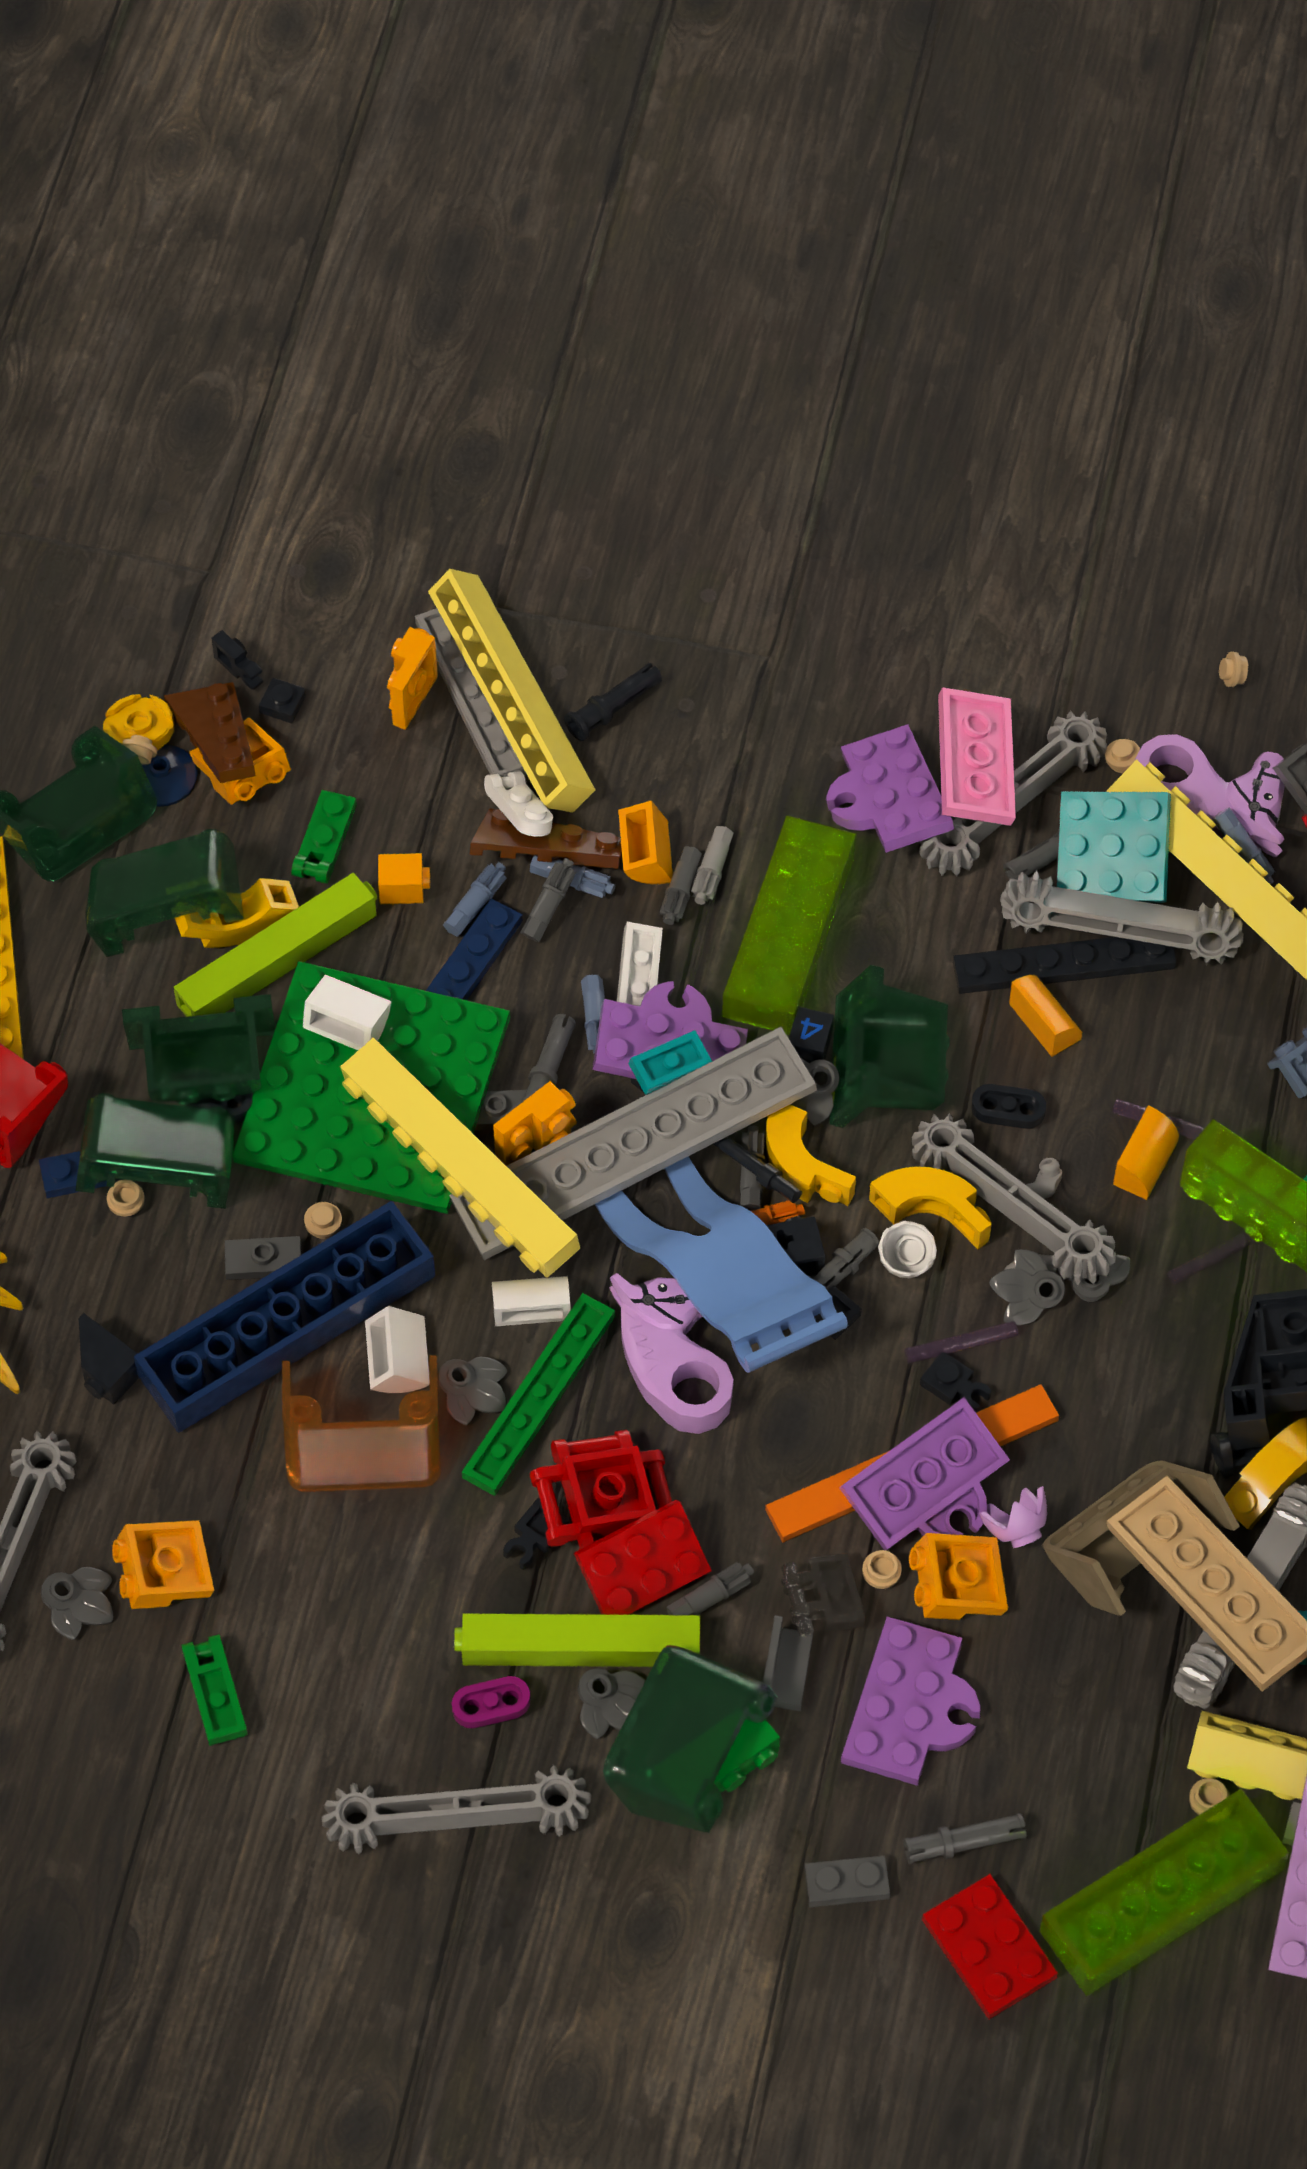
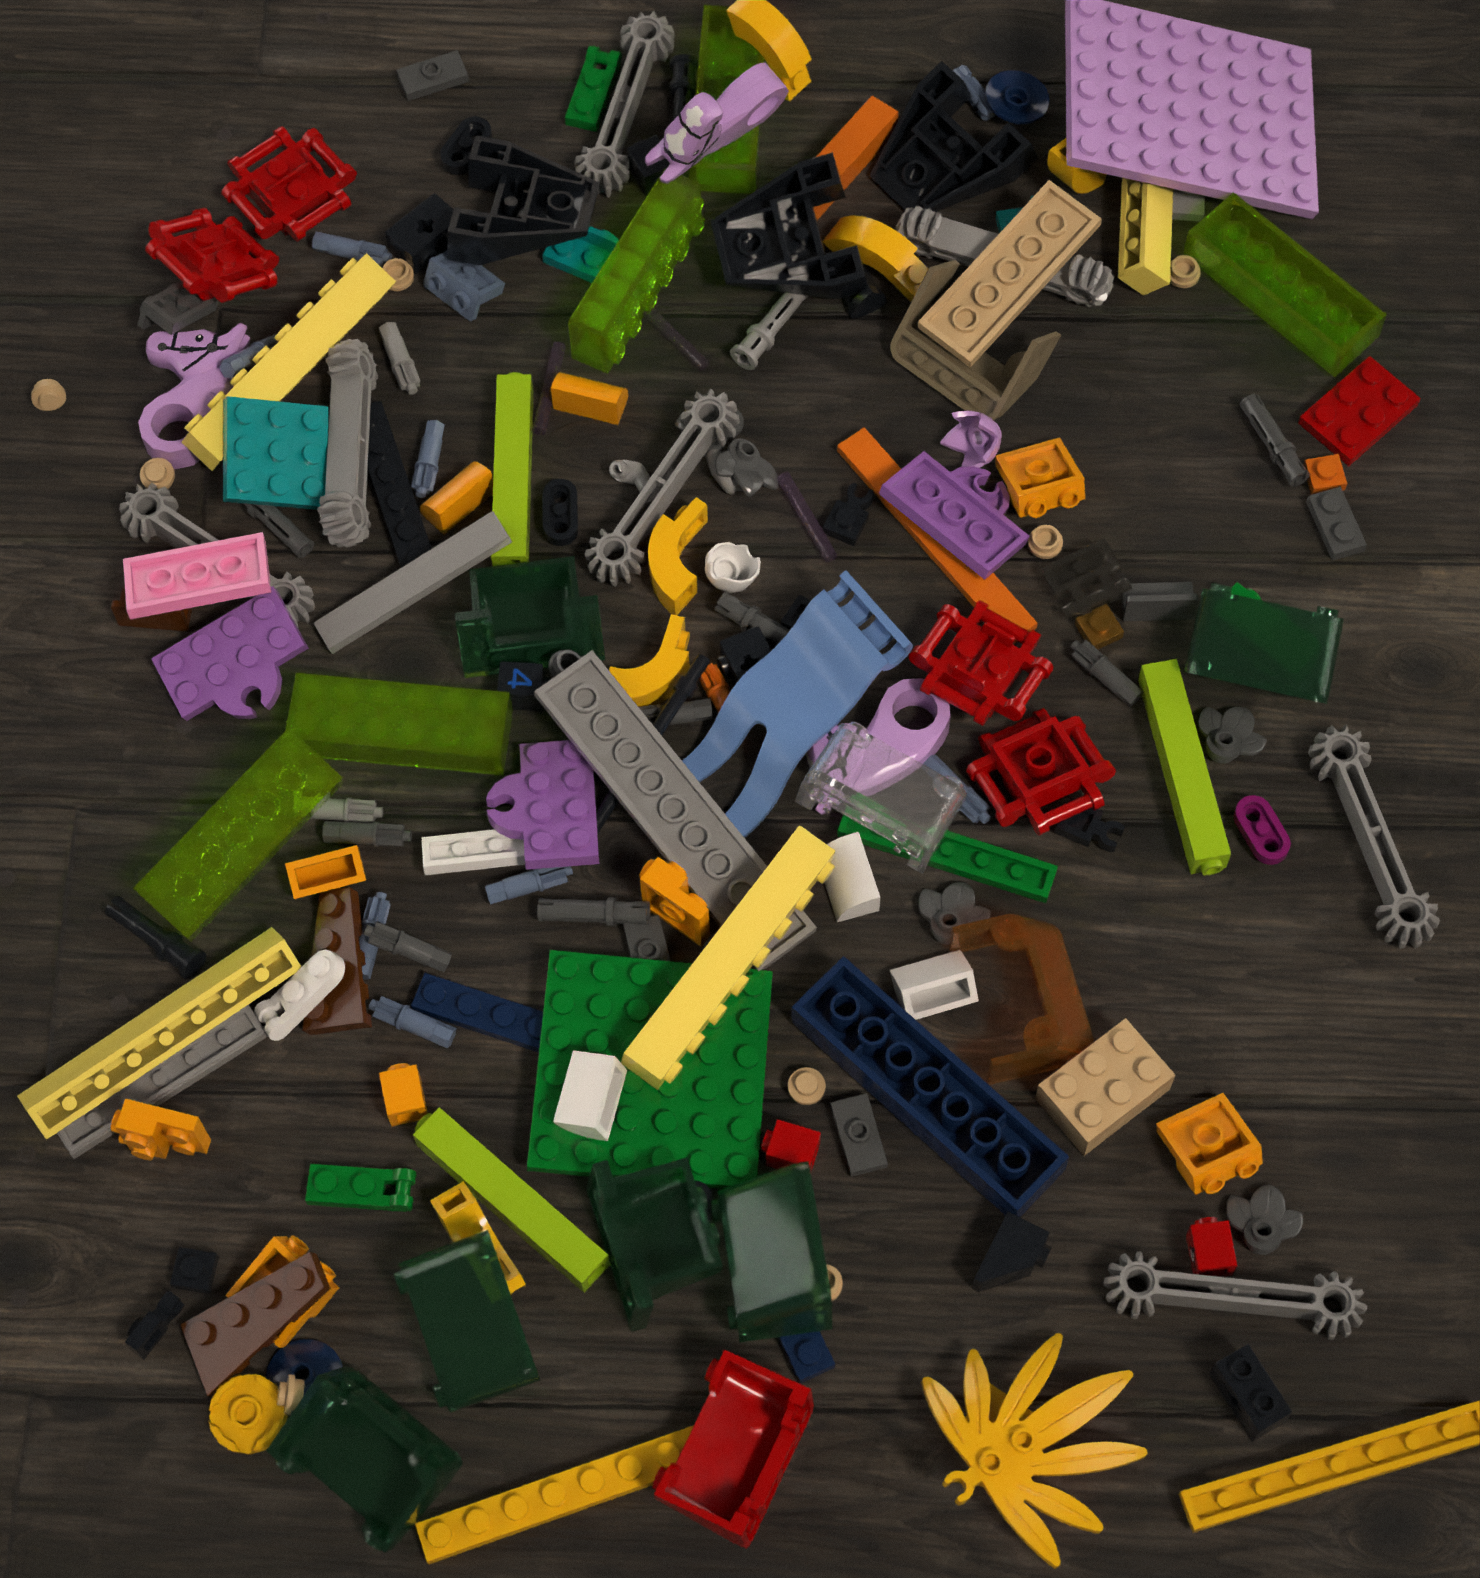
camera: 100 degrees left, 5 degrees up
(59, 1539) = (1211, 1247): none -> red brick
(214, 1691) = (1319, 1070): green plate -> none
(247, 1479) = (1104, 1086): none -> tan brick
(260, 1192) = (790, 1145): none -> red brick
(593, 1319) = (884, 792): none -> clear windscreen
(606, 1418) = (974, 806): none -> sand blue piece
(642, 1561) = (1098, 725): red plate -> none
(669, 1061) = (587, 786): teal plate -> none
(690, 767) = (239, 835): none -> clear neon green brick
(736, 1458) = (981, 663): none -> red brick
(766, 1601) = (1099, 627): none -> pearl gold plate
(909, 1703) = (1162, 502): medium lavender plate -> none
(912, 1885) = (1325, 473): none -> orange plate
(945, 955) = (412, 582): none -> light grey tile
(1064, 1067) = (513, 464): none -> lime brick
(1097, 996) = (427, 463): none -> sand blue piece
(1192, 1333) = (762, 334): none -> light grey pin
(1217, 988) = (401, 363): none -> light grey piece

